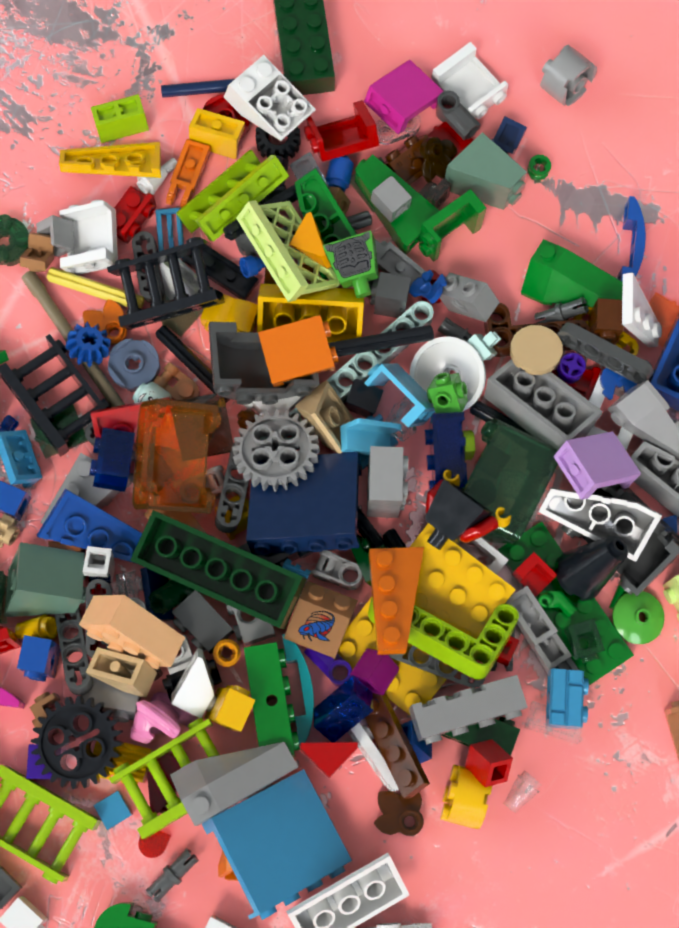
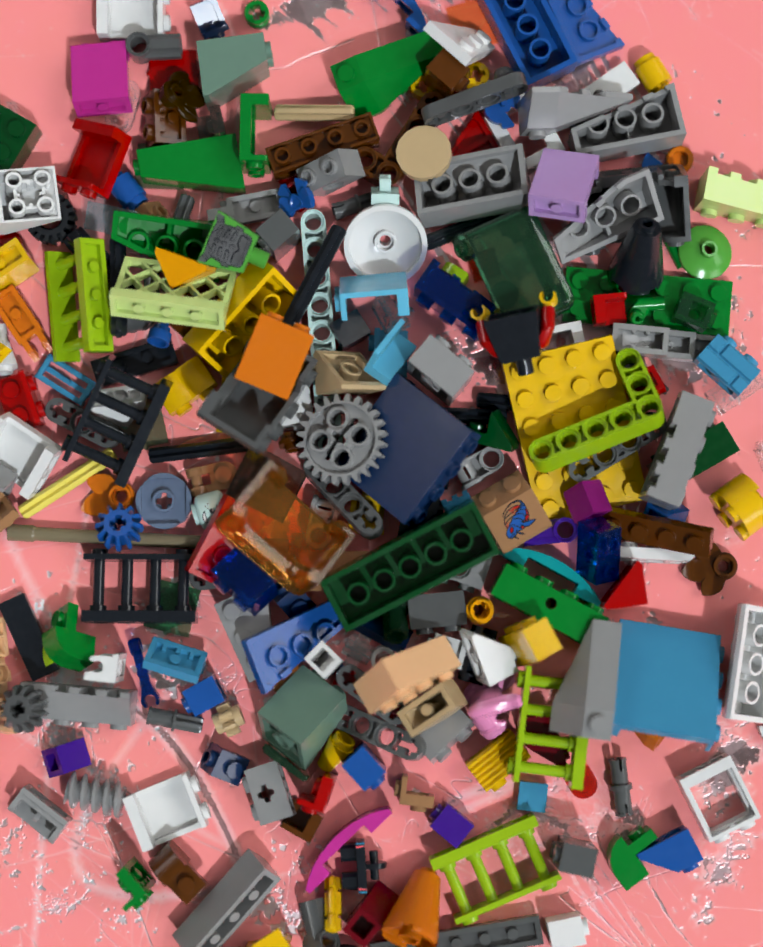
camera: 50 degrees left, 10 degrees up
(86, 877) = (574, 856): none -> dark grey brick
(88, 764) = (436, 782): black gear -> none
(126, 512) = (291, 603): none -> dark blue bracket
(391, 199) = (193, 167): light grey panel -> none
(394, 590) = (542, 436): orange wing -> none
(447, 393) = (405, 258): bright green brick -> none
(461, 262) = (299, 151): none -> reddish brown brick
(488, 763) = (732, 468): red brick -> none
(502, 256) = (311, 112): none -> tan axle
(562, 311) = (405, 104): dark grey pin -> none
(573, 362) = (462, 131): dark purple wheel -> none

